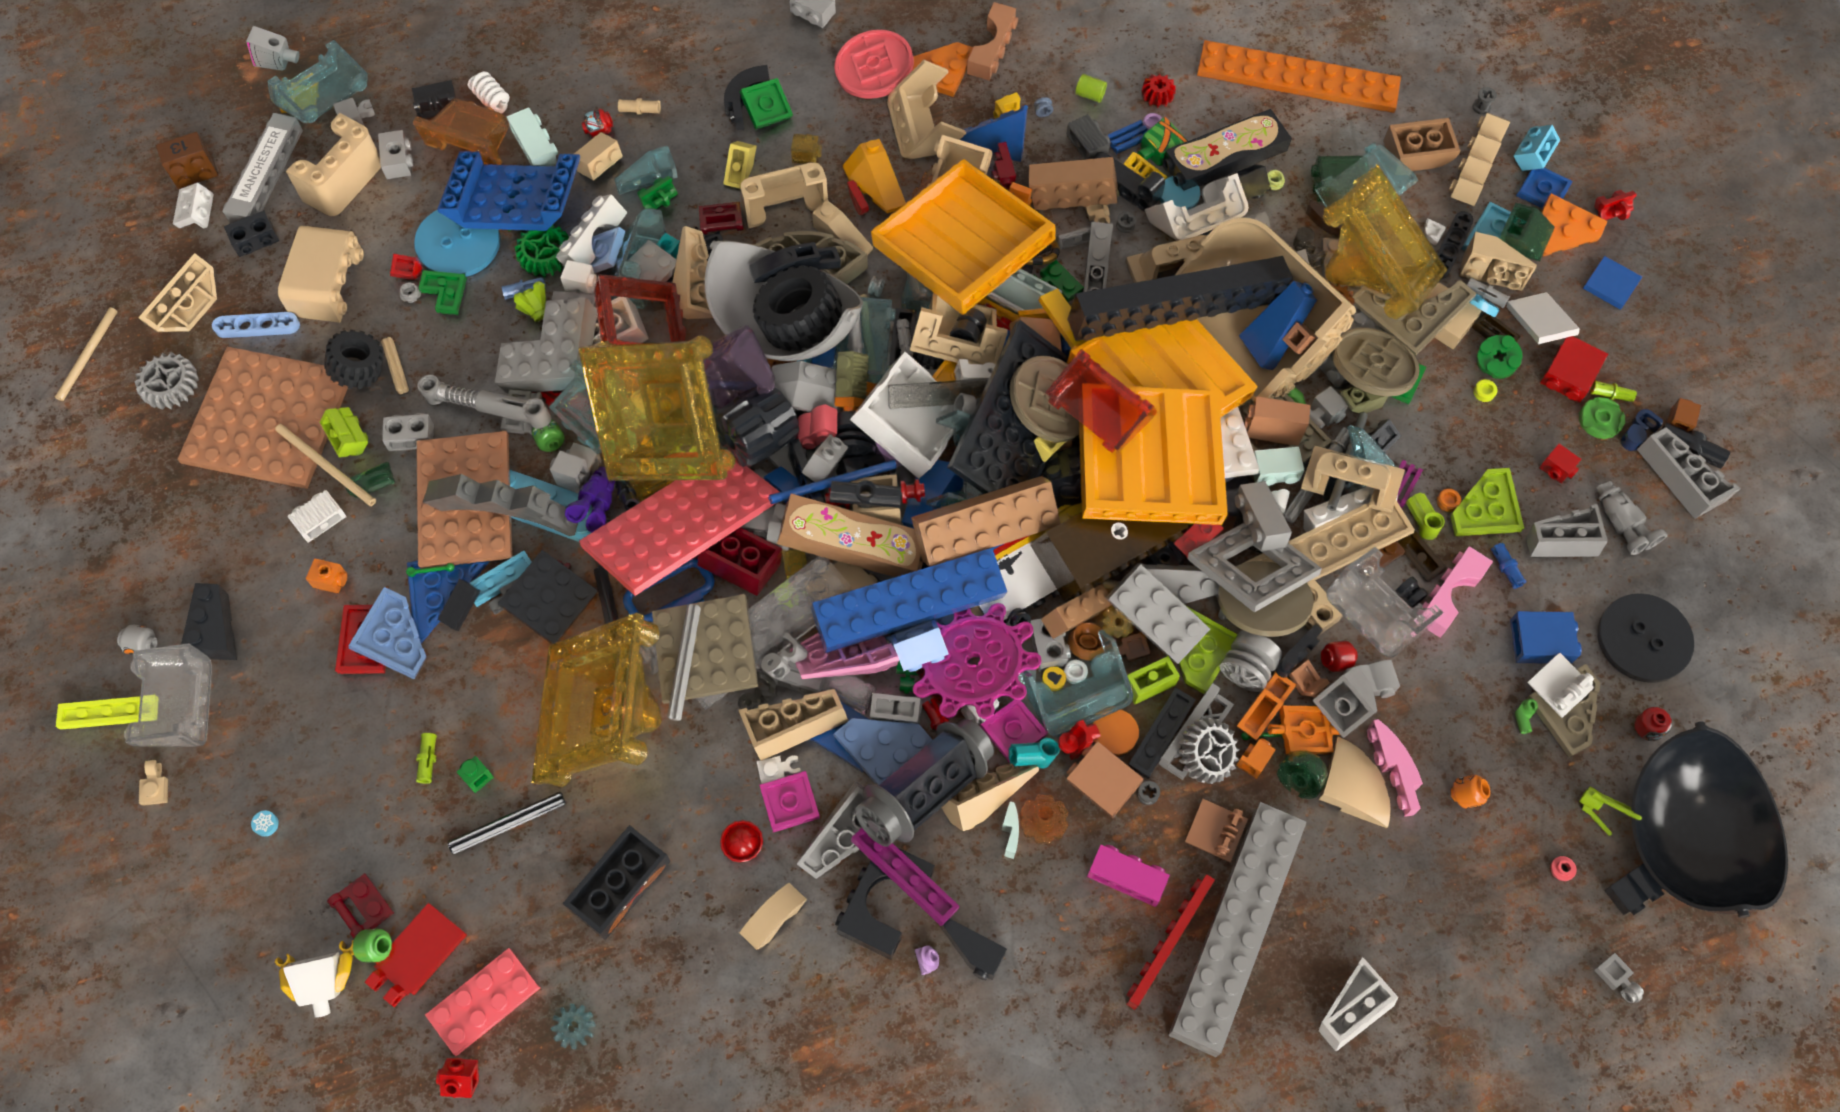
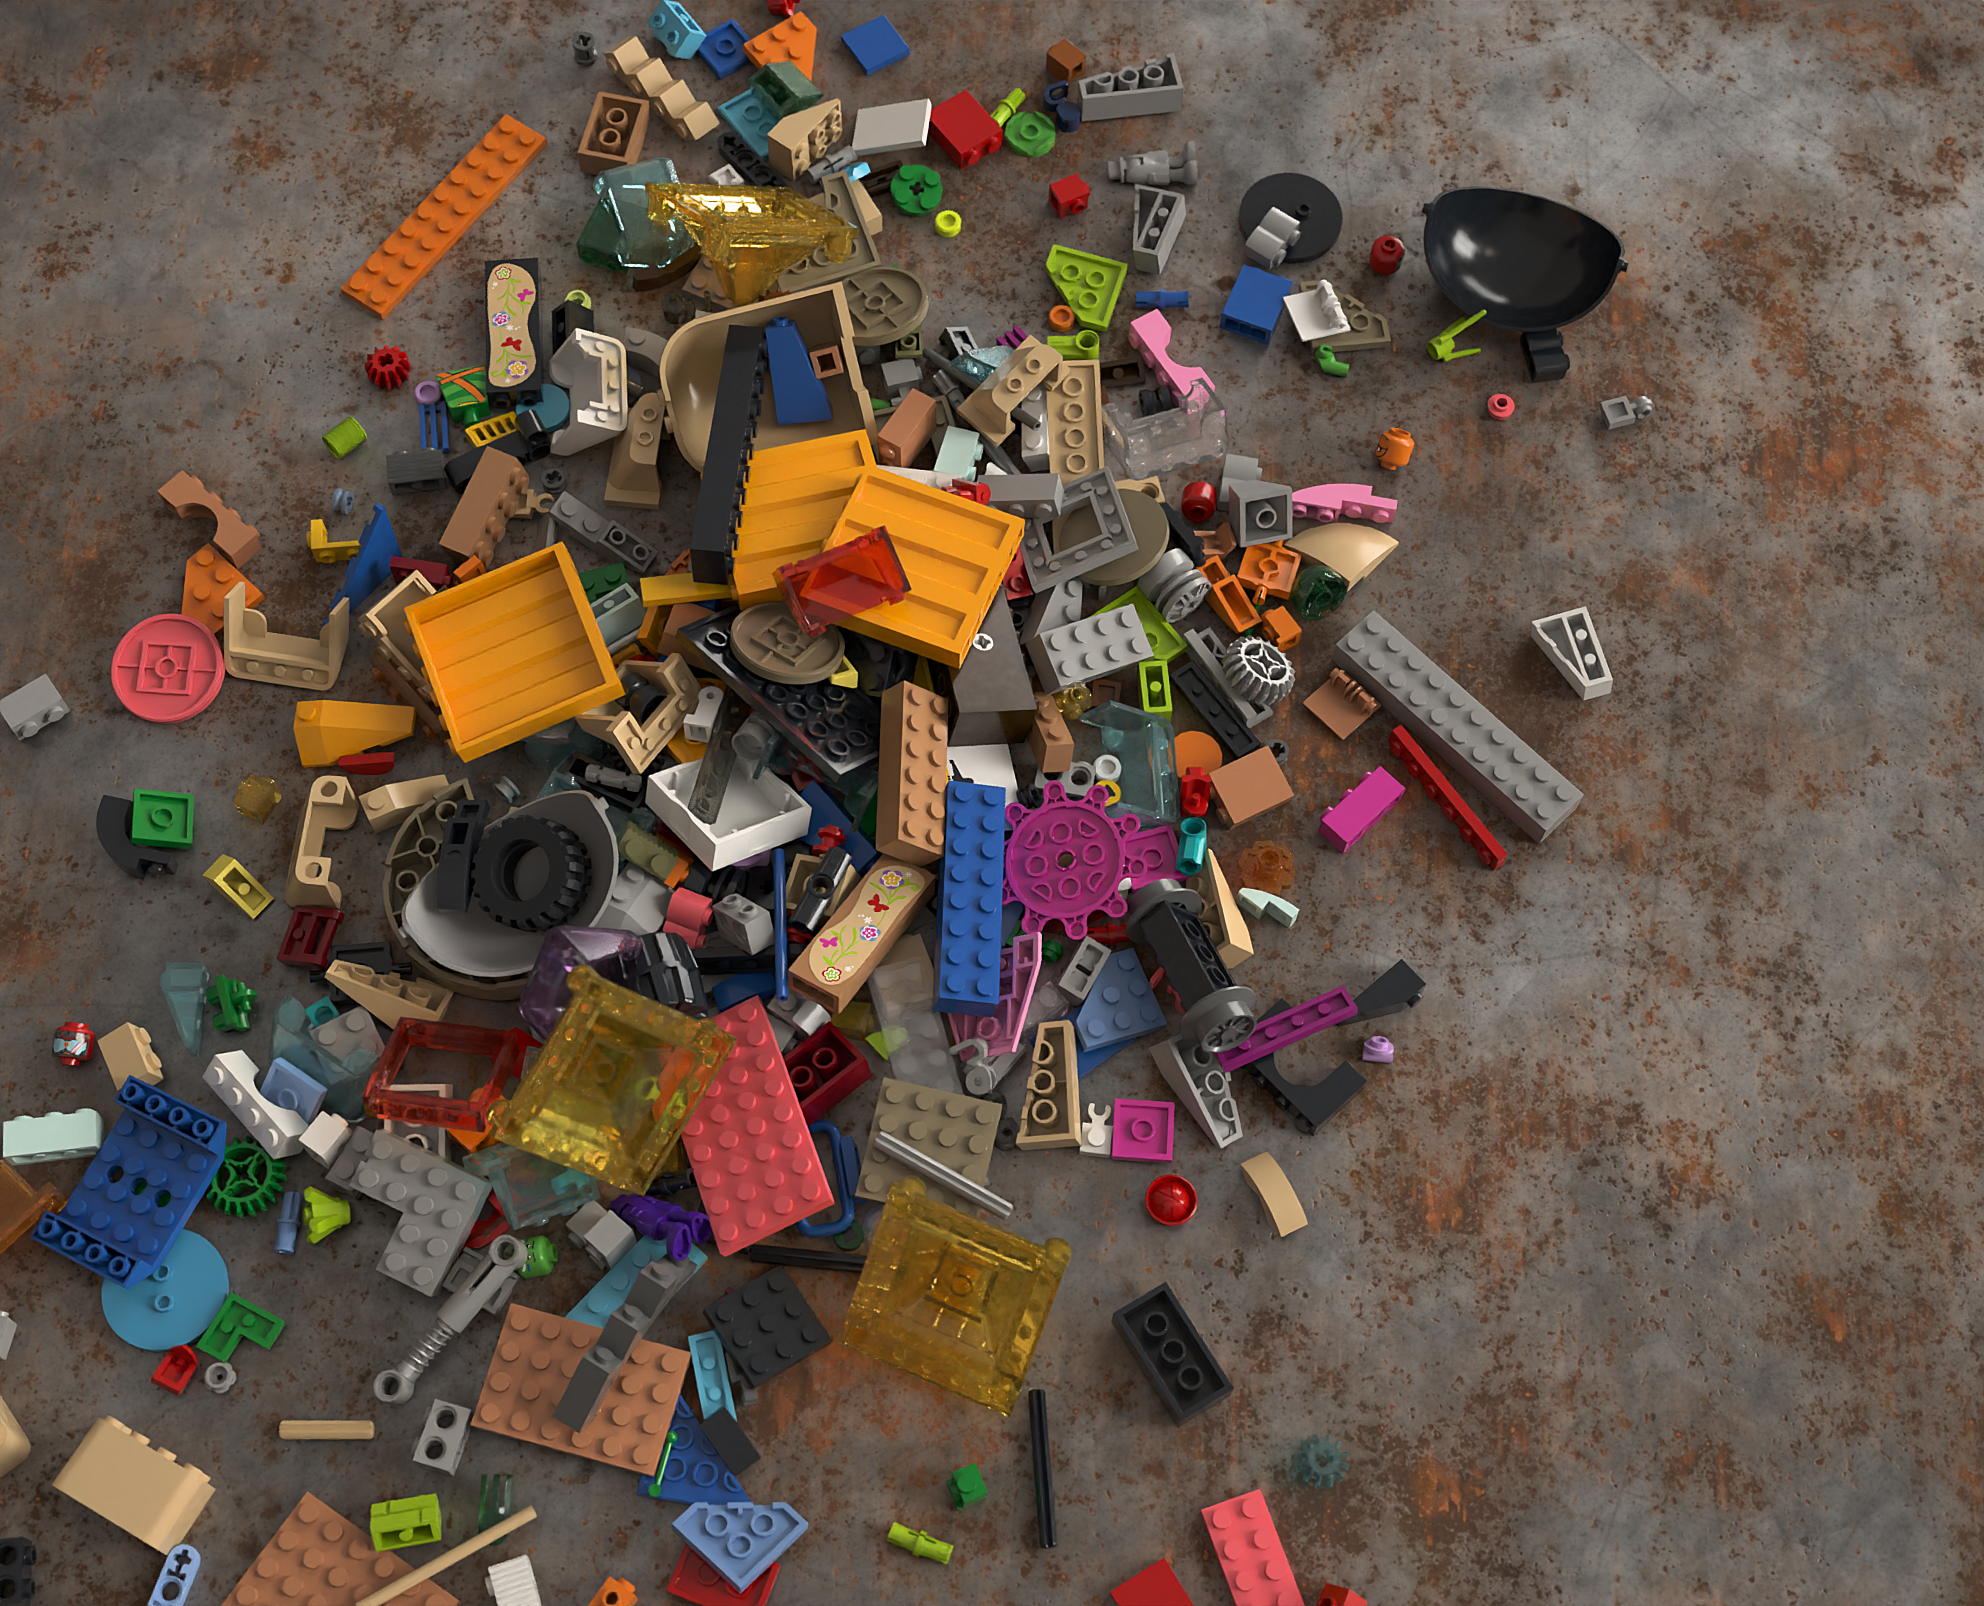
camera: 70 degrees left, 0 degrees up
(357, 346) = (306, 1496): black tyre -> none
(639, 106) = (72, 981): tan pin -> none
(919, 645) = (1027, 907): light blue slope -> none
(1085, 641) = (1085, 738): dark orange hat -> none
(1237, 474) = (976, 492): none -> red hips
(1612, 625) = (1271, 238): none -> light grey brick
(1699, 445) = (1111, 61): black piece -> none

